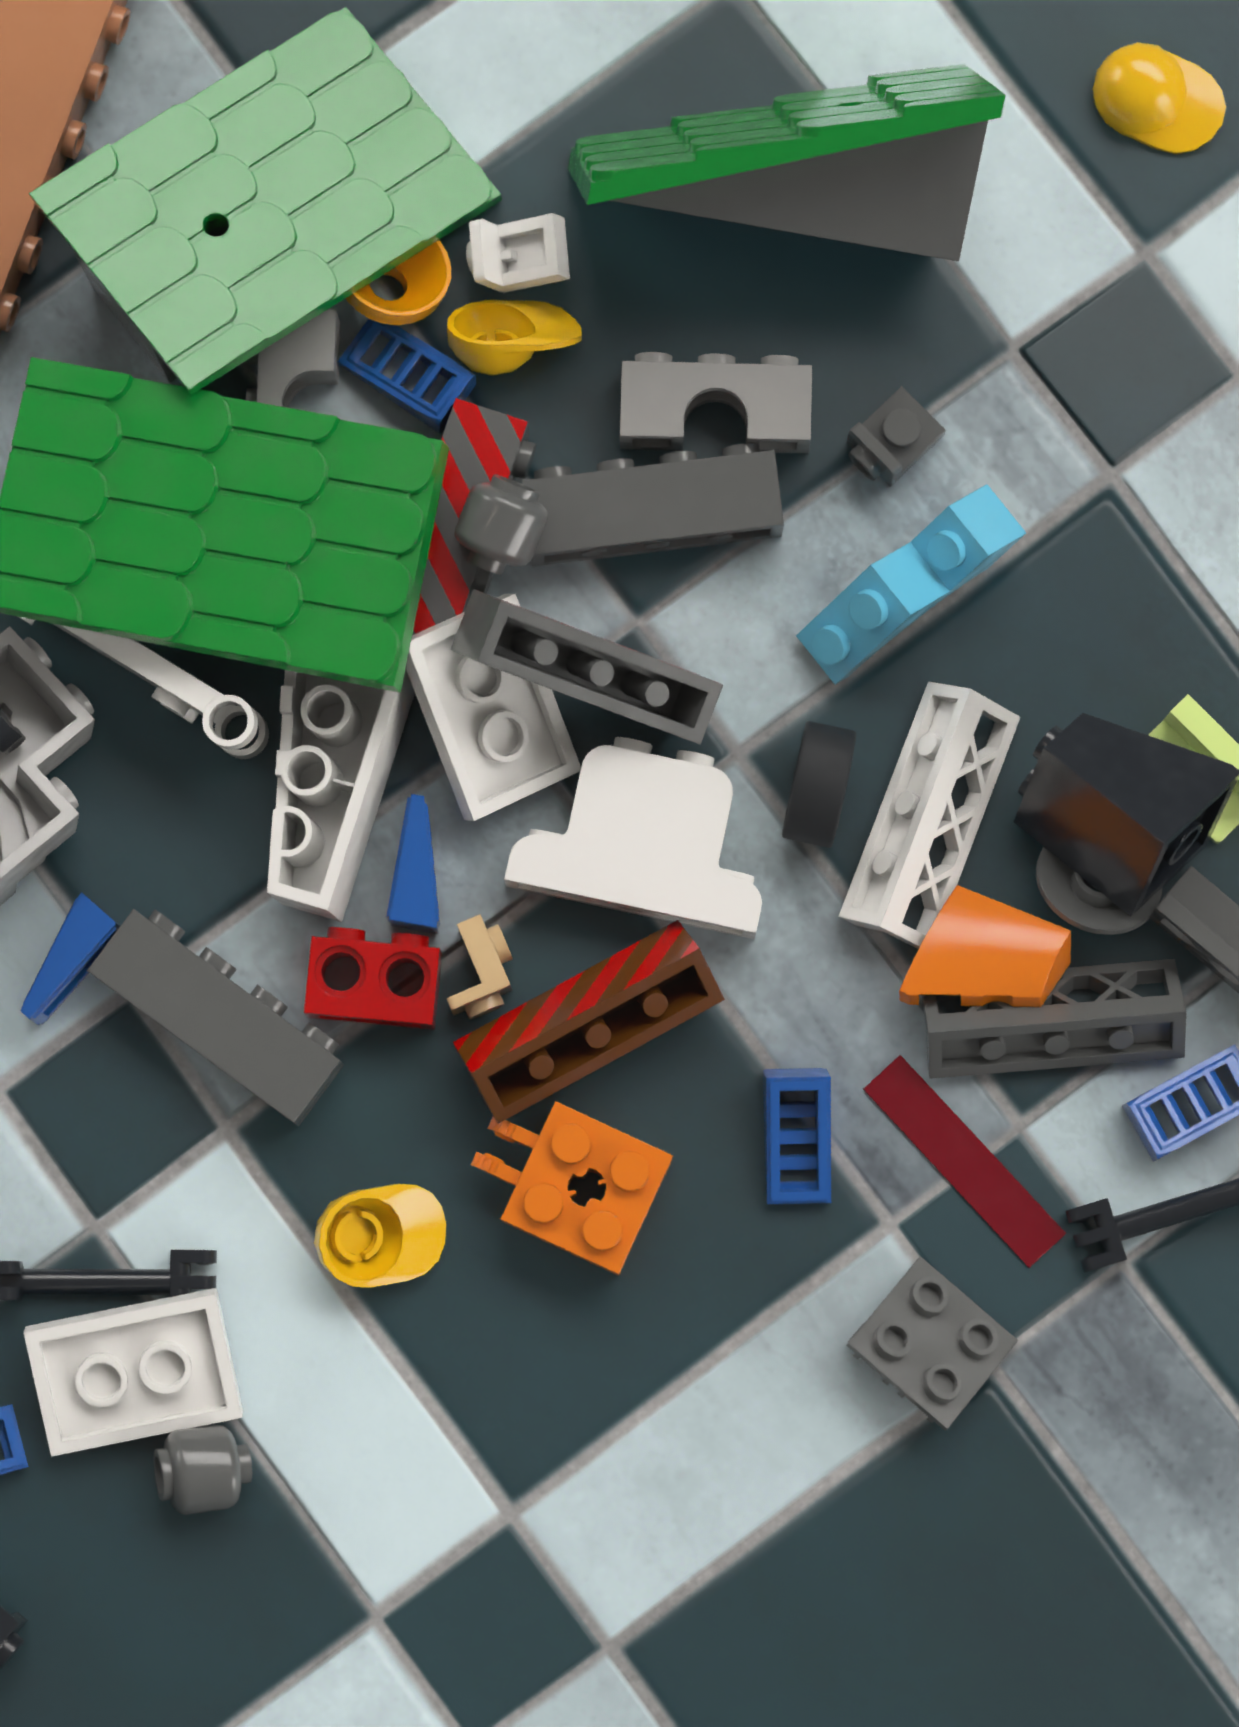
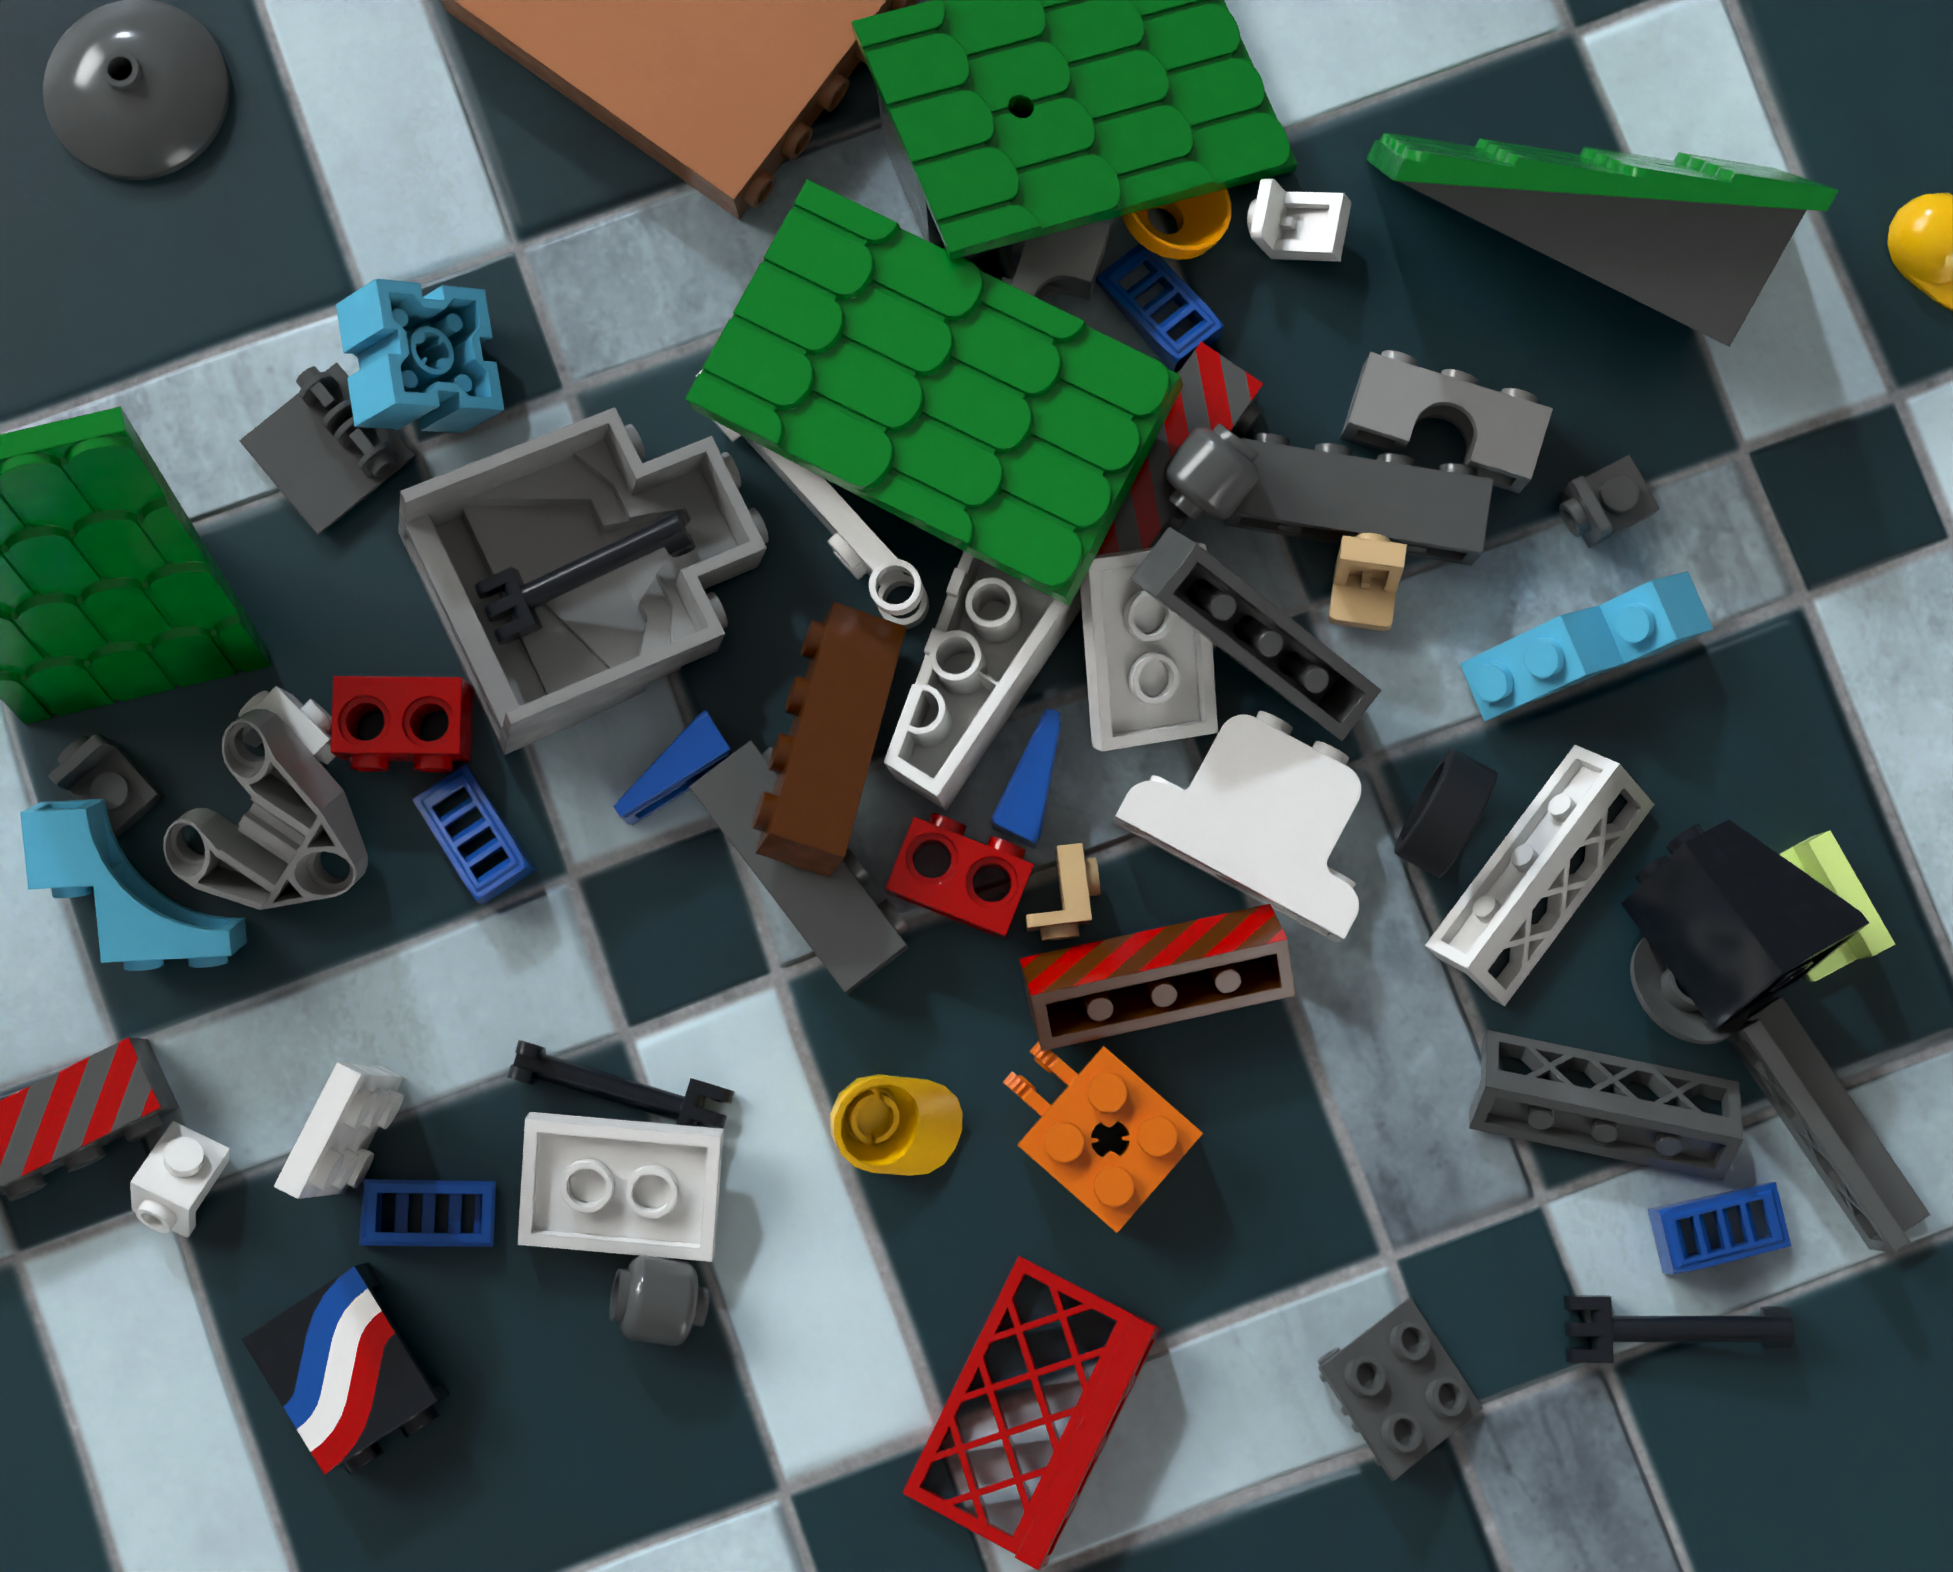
camera: 15 degrees right, 0 degrees up
(210, 885) = (830, 739): none -> reddish brown brick
(503, 334) = (1263, 297): yellow cap -> none
(644, 1479) = (1082, 1438): none -> red fence
(682, 584) = (1366, 581): none -> tan bracket
(797, 1080) = (1342, 1092): blue slope -> none
(964, 1161) = (1479, 1218): dark red sticker -> none
(987, 954) = (1562, 1025): orange slope -> none

